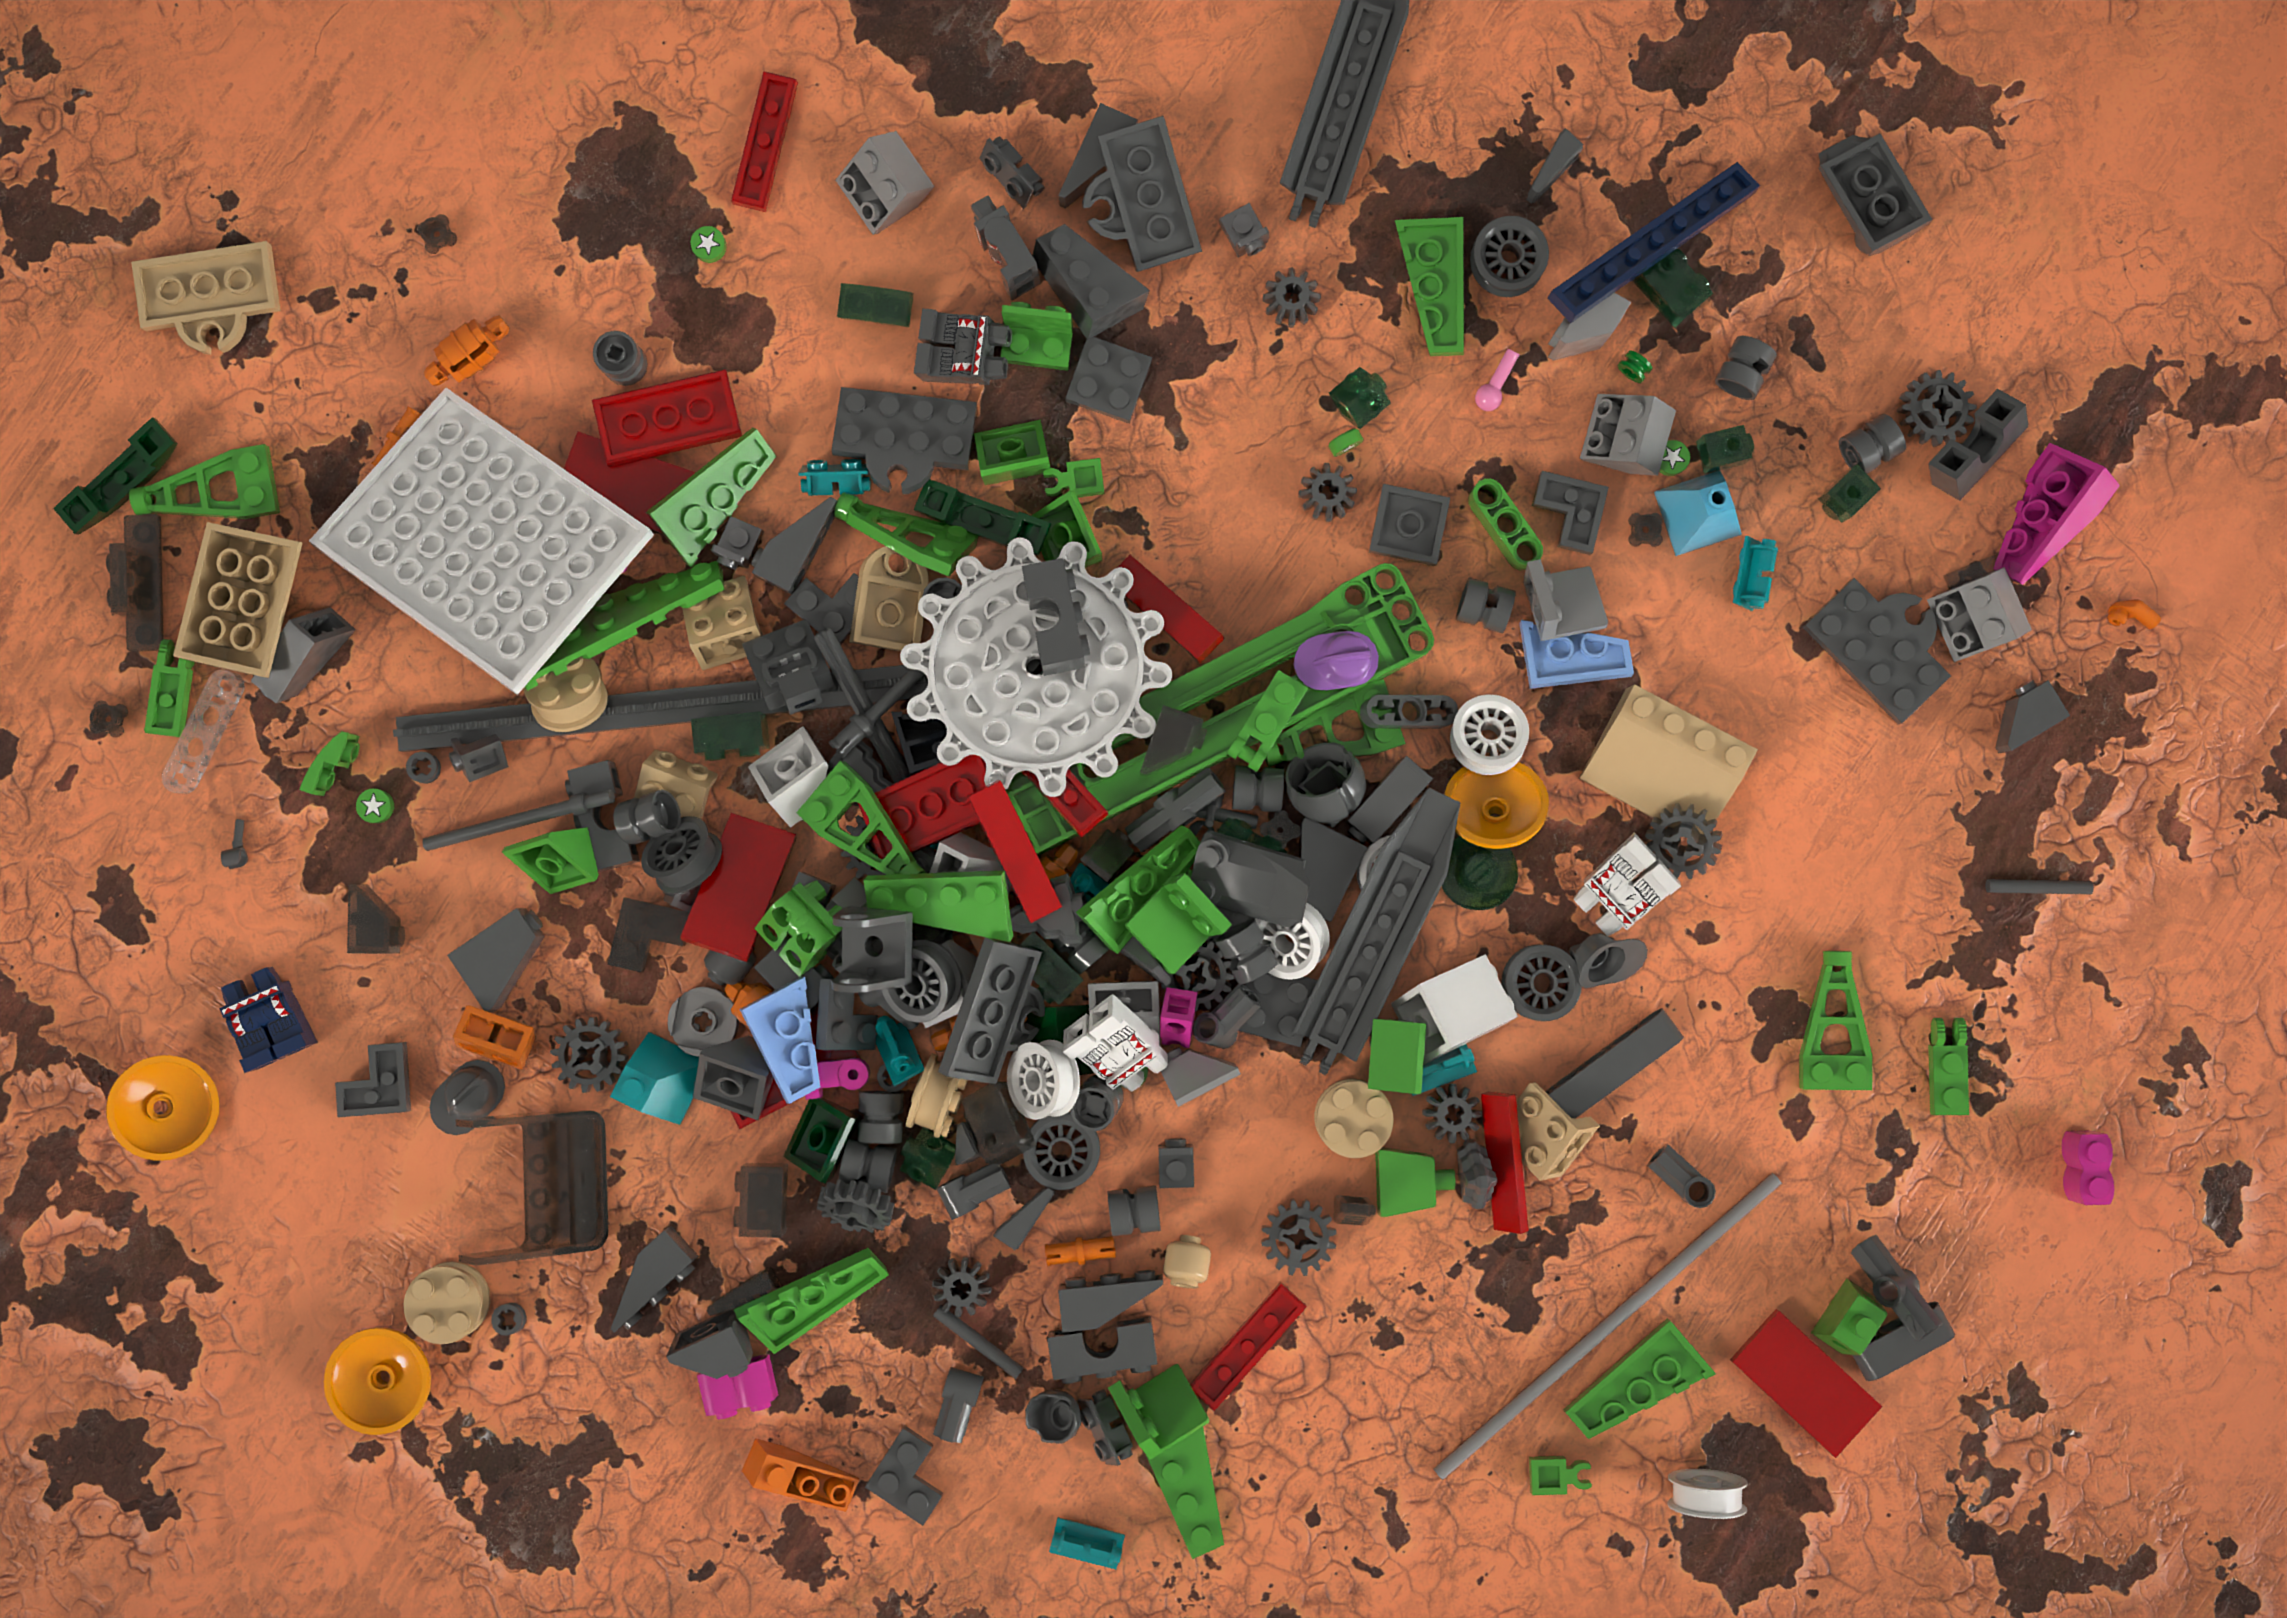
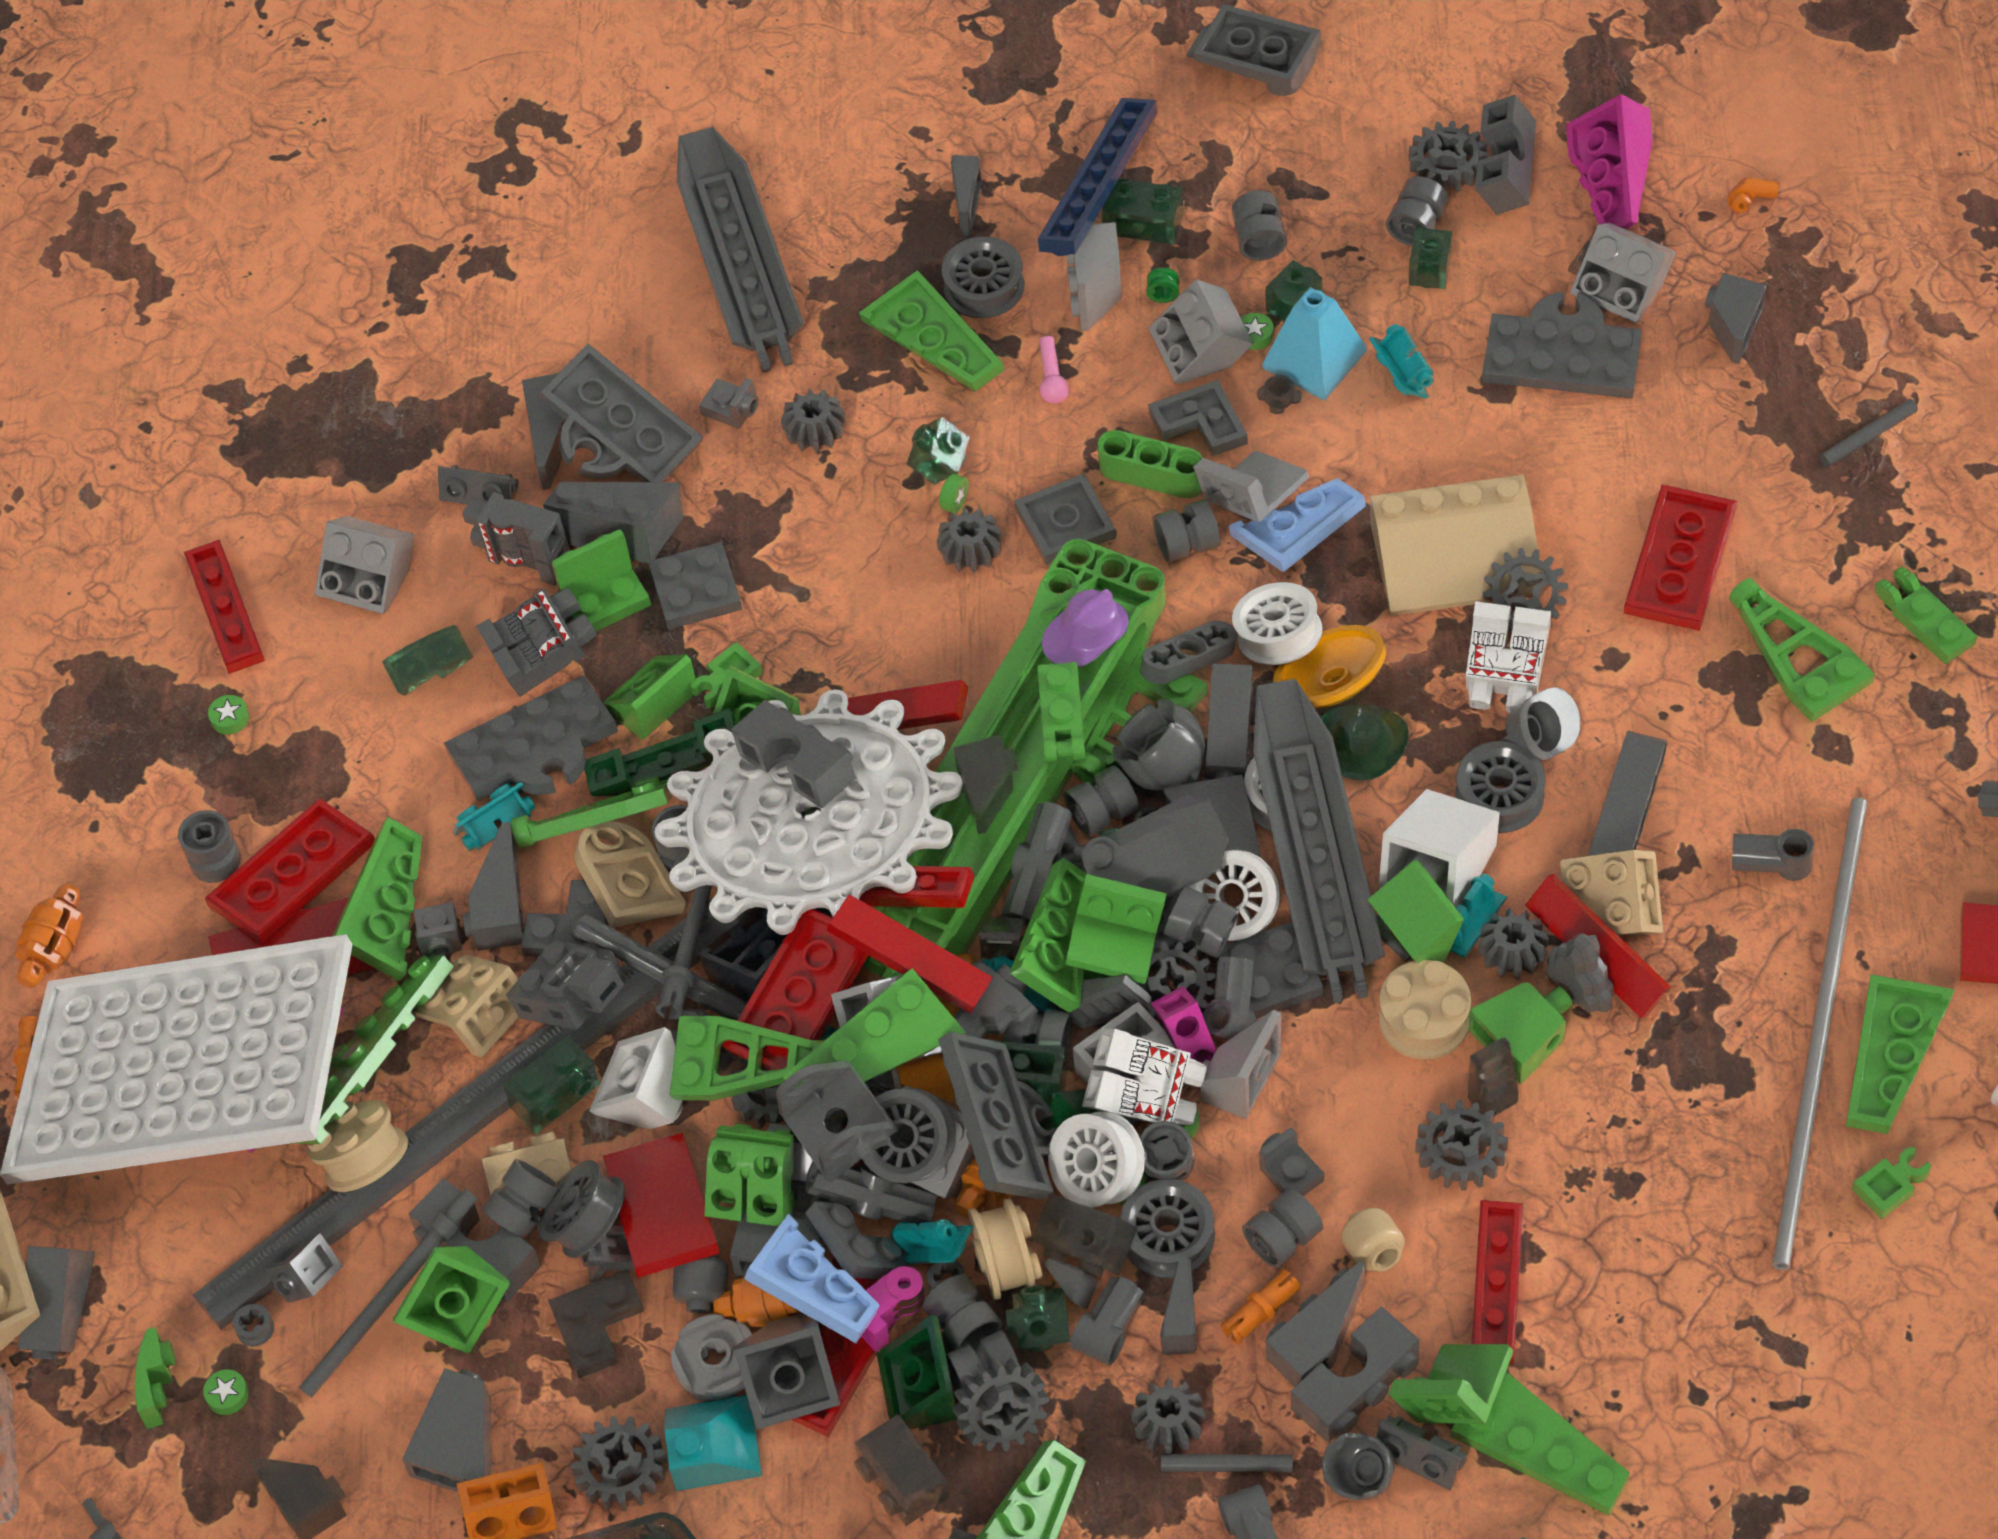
camera: 30 degrees left, 30 degrees down
(1819, 888) = (1680, 557): none -> red tile

